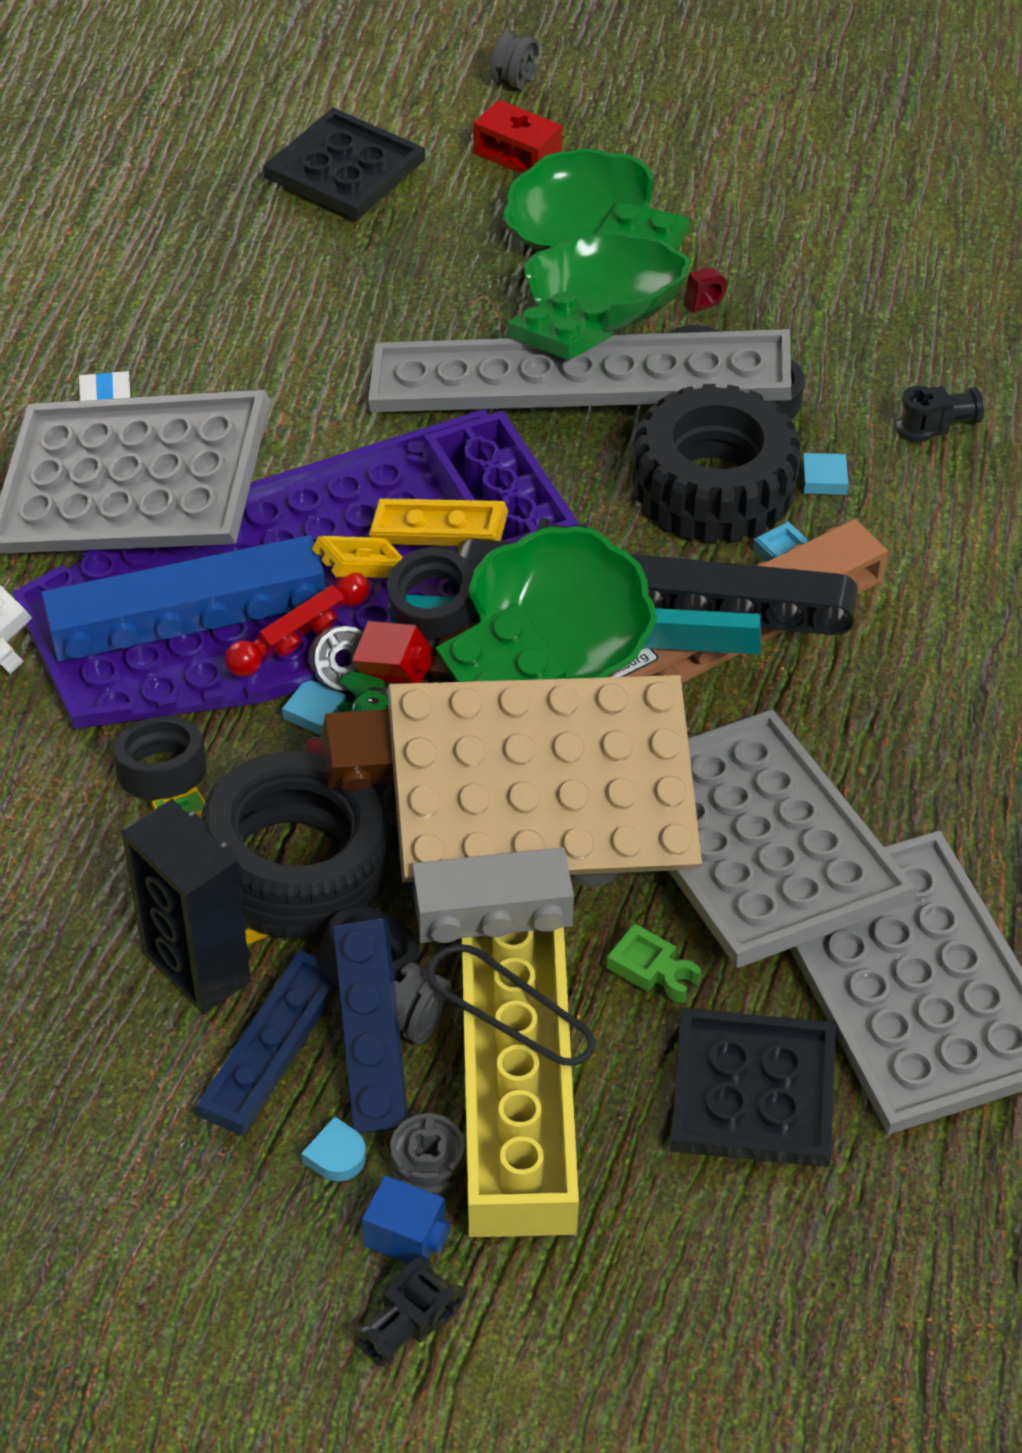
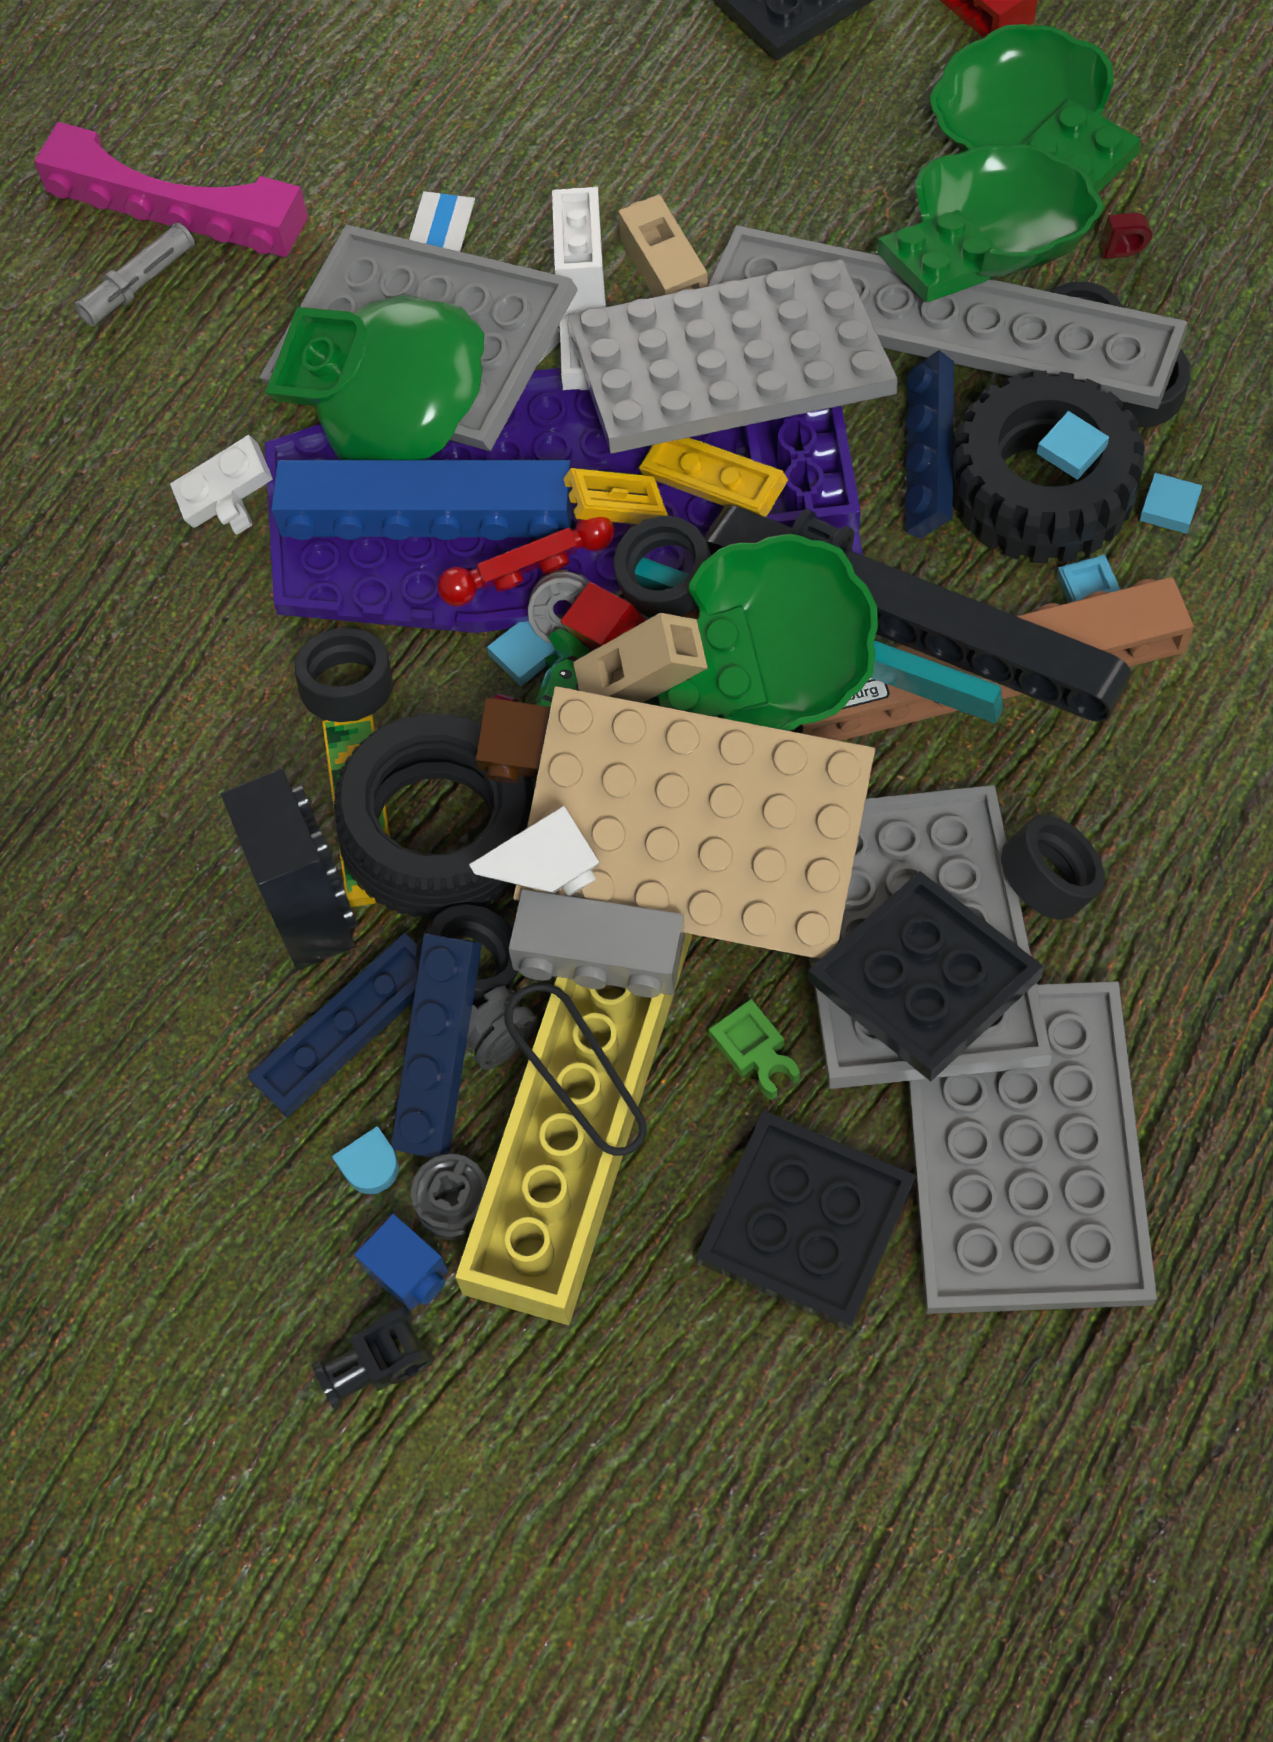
camera: 25 degrees right, 15 degrees up
(113, 505) = (382, 377): none -> green animal
(279, 452) = (579, 258): none -> white bracket
(320, 378) = (660, 248): none -> tan brick
(416, 430) = (730, 355): none -> light grey plate
(428, 825) = (543, 857): none -> white slope
(456, 652) = (644, 660): none -> tan brick
(609, 471) = (929, 445): none -> dark blue plate
(739, 431) = (1072, 445): none -> medium azure tile
(784, 853) = (925, 975): none -> black plate
(850, 755) = (1037, 882): none -> black tyre

